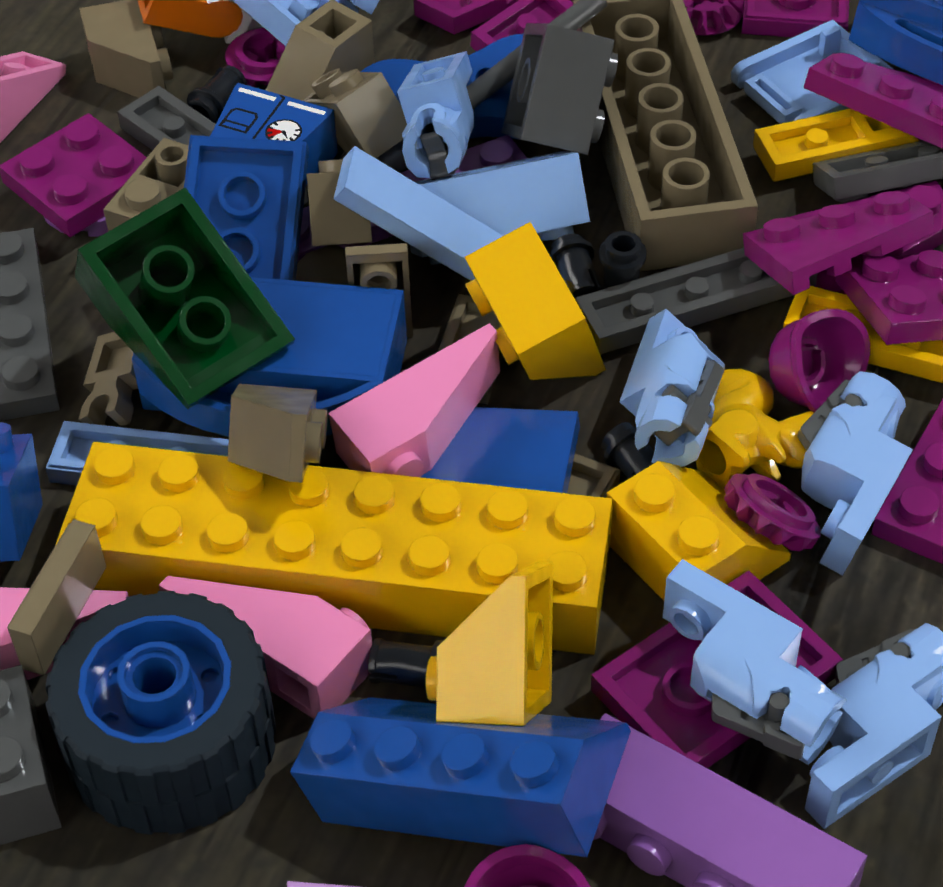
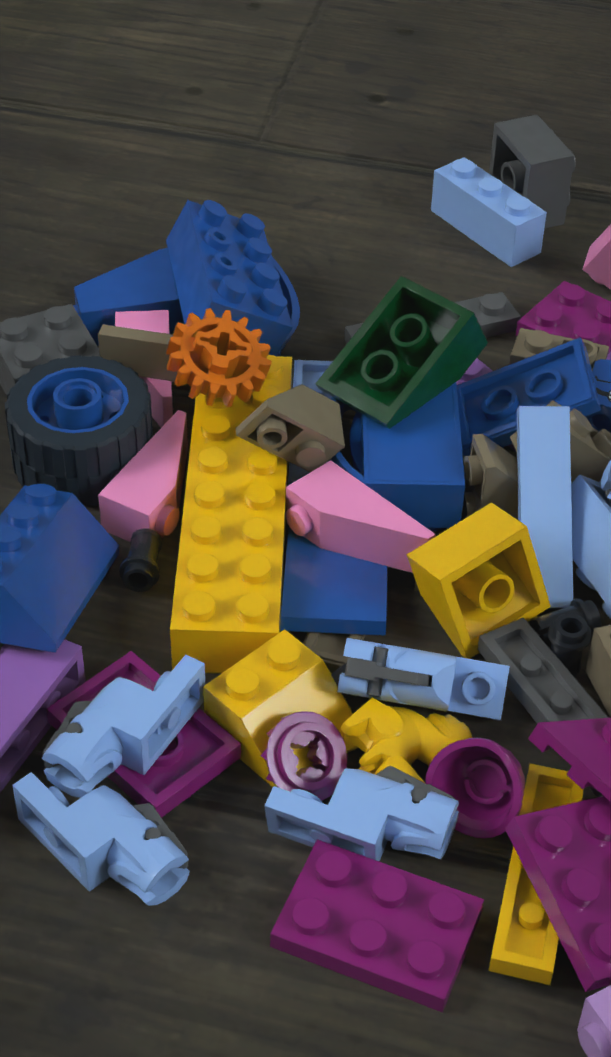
camera: 80 degrees right, 5 degrees down
(129, 492) = (218, 357): none -> orange gear
(499, 657) = (110, 570): yellow slope -> none

